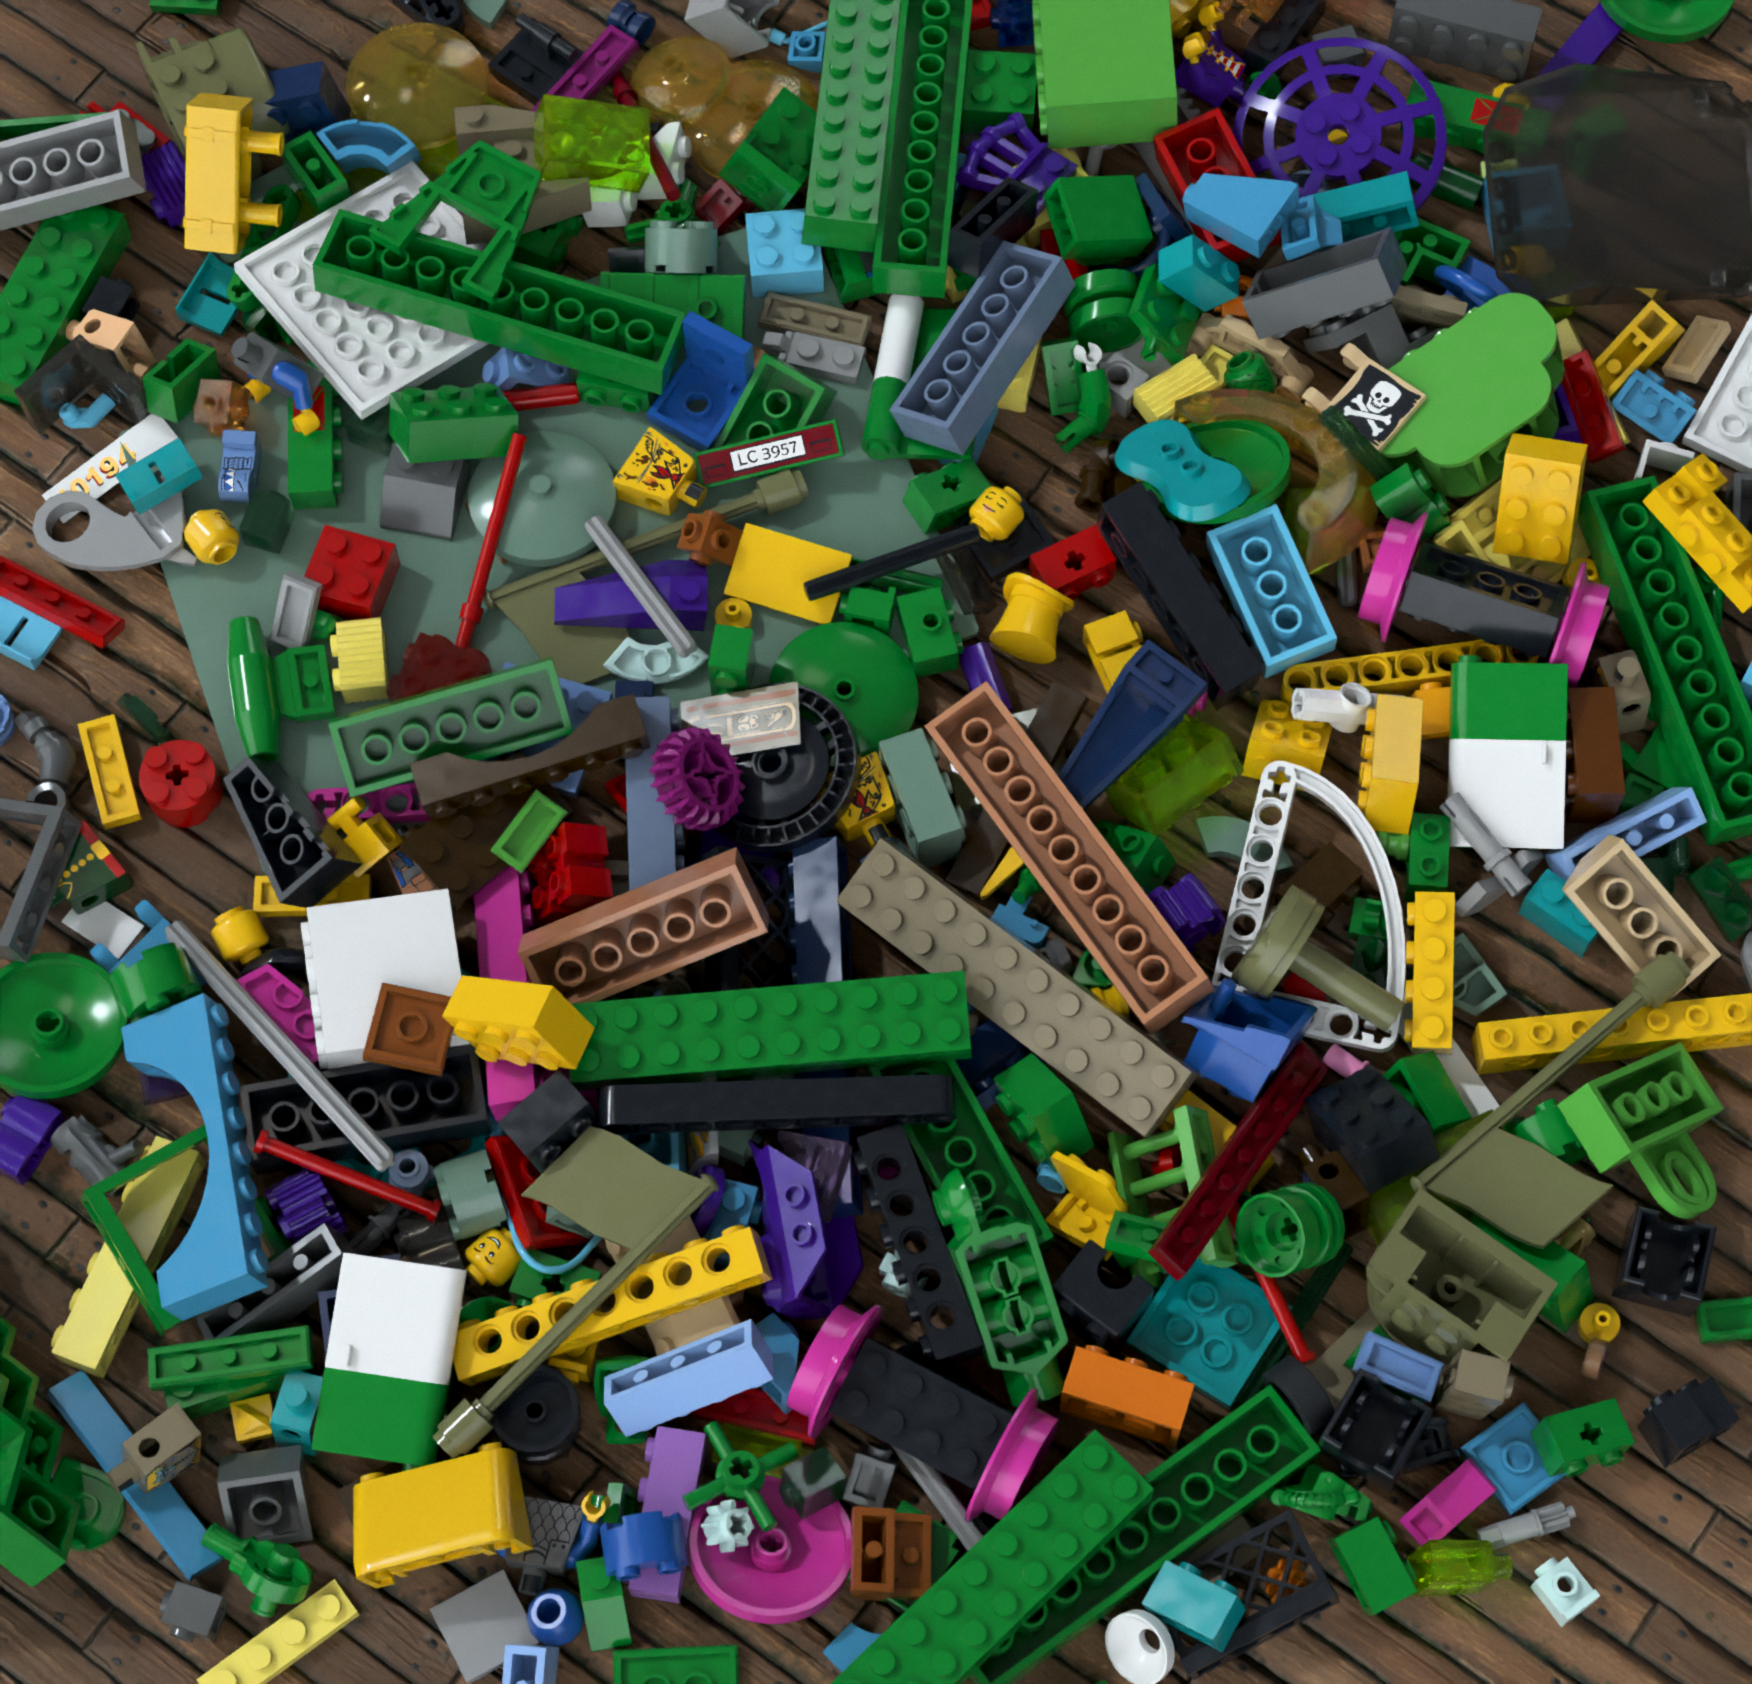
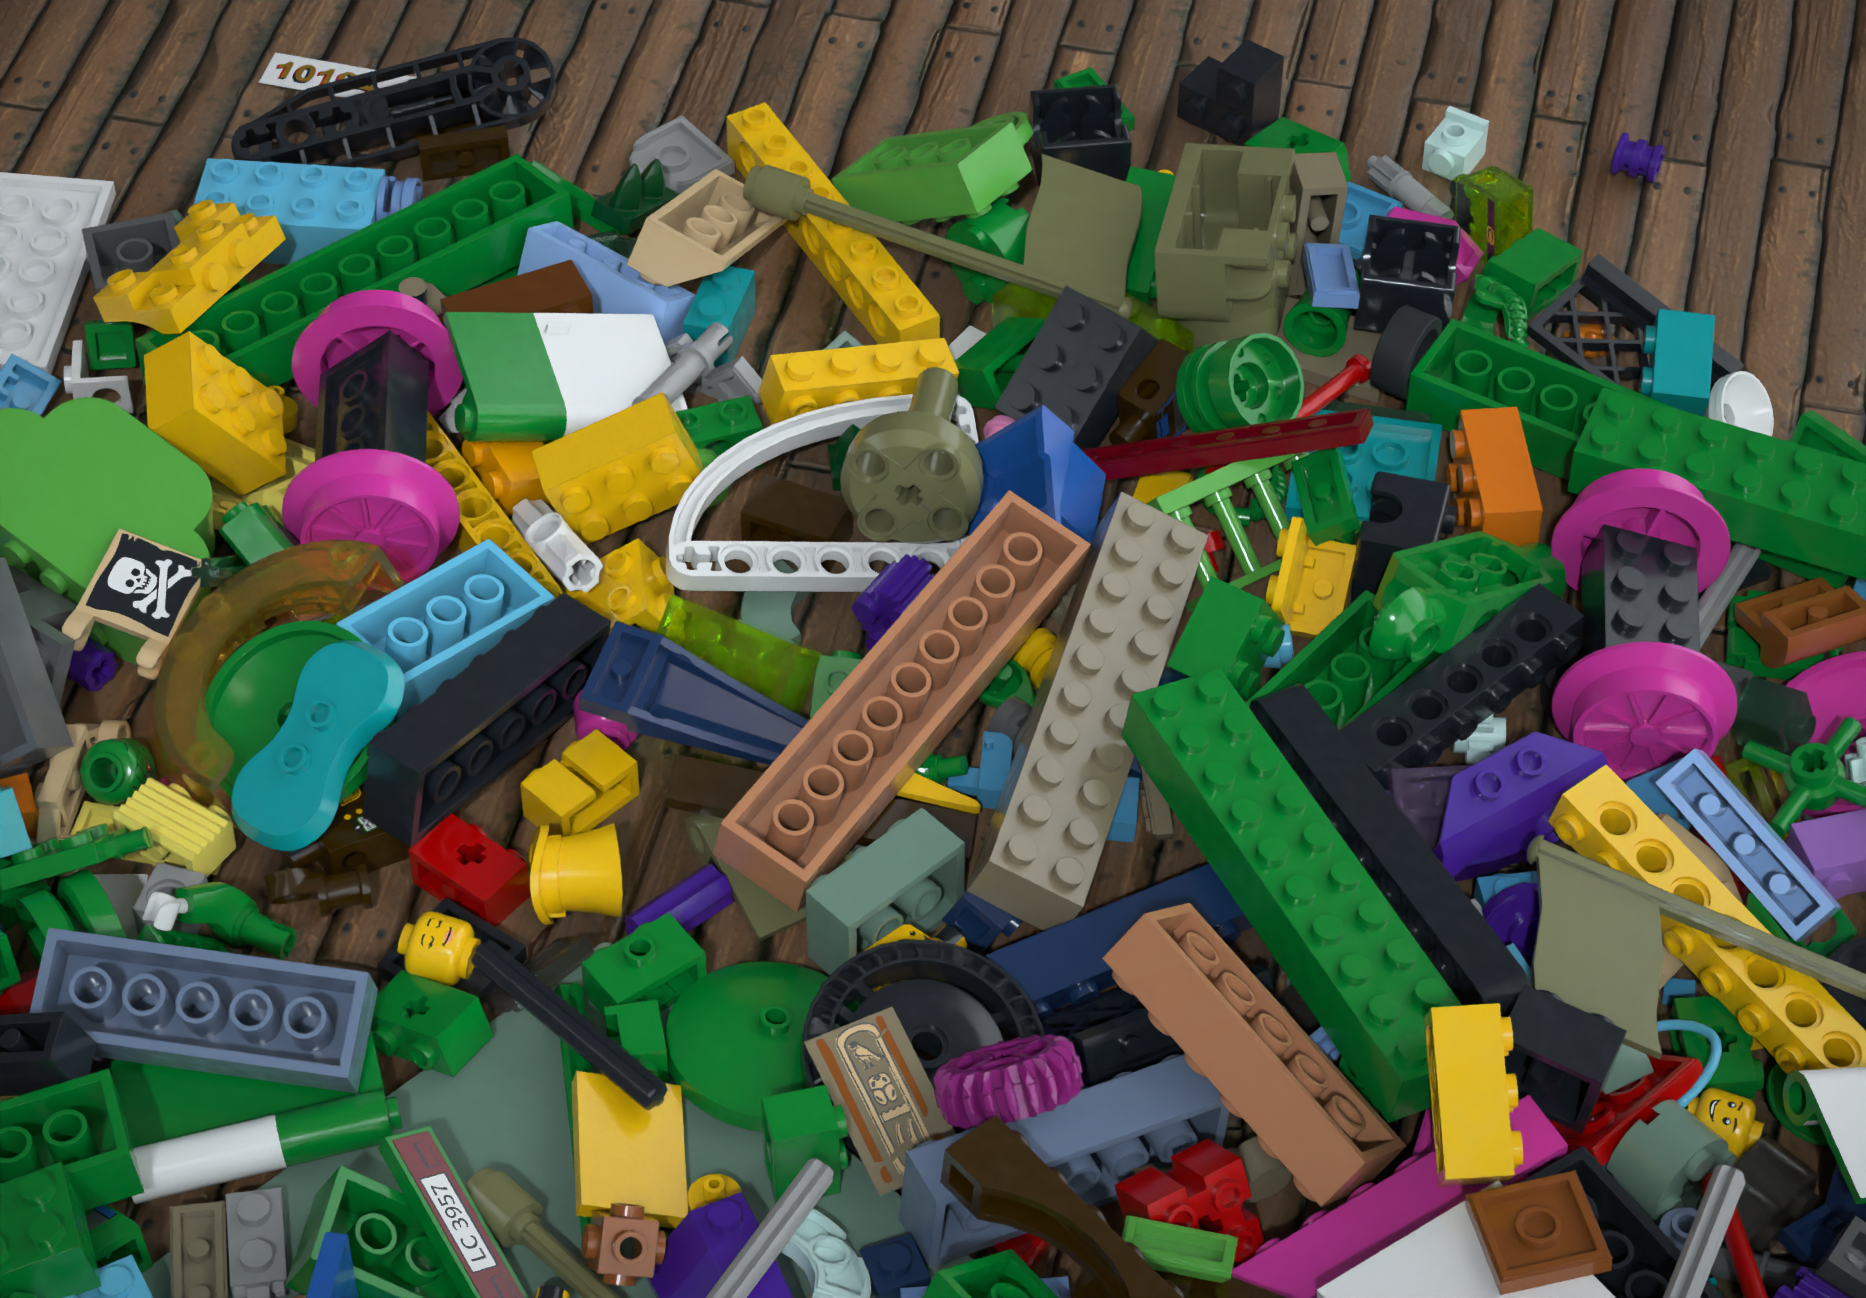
camera: 115 degrees left, 20 degrees down
(1367, 919) = (809, 471): green tile -> none

